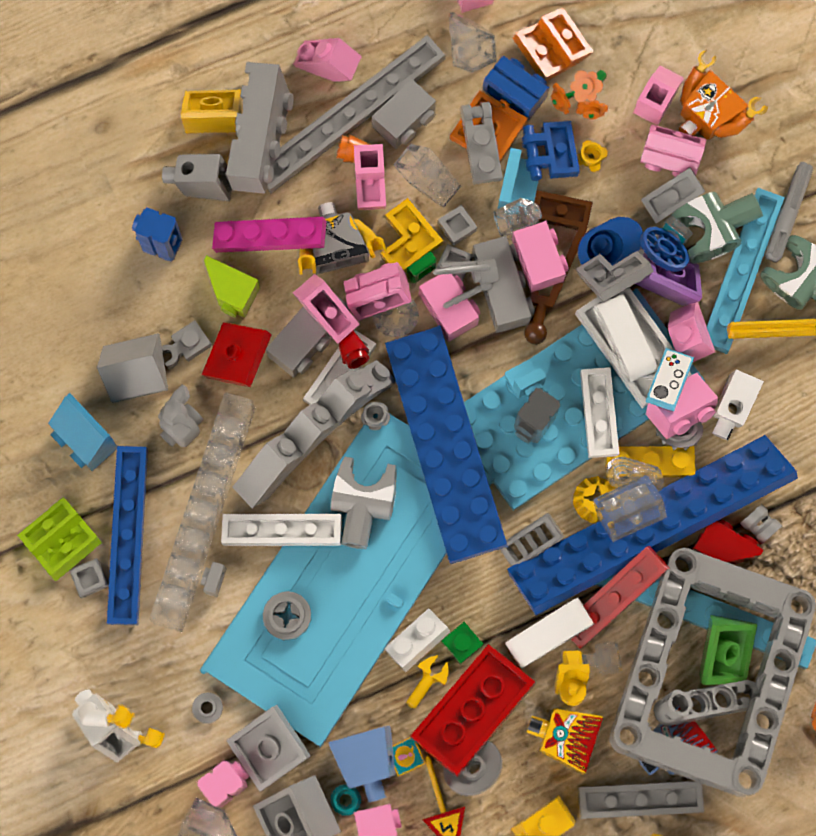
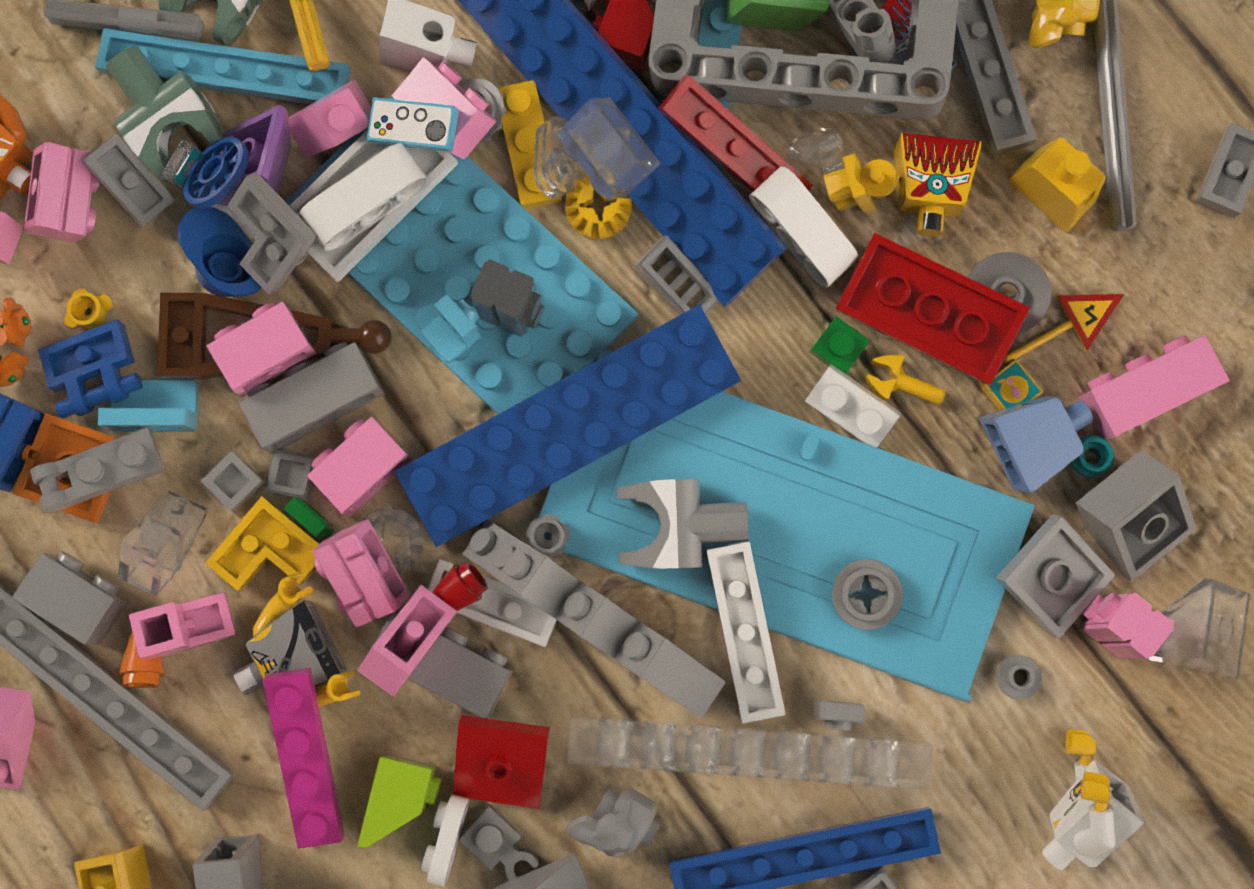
camera: 100 degrees left, 5 degrees up
(187, 307) = (440, 858): none -> white plate
(259, 128) = (134, 815): light grey wedge -> none
(482, 271) = (301, 424): light grey plant -> none
(516, 216) = (210, 405): clear brick -> none
(599, 412) = (477, 218): white plate -> none

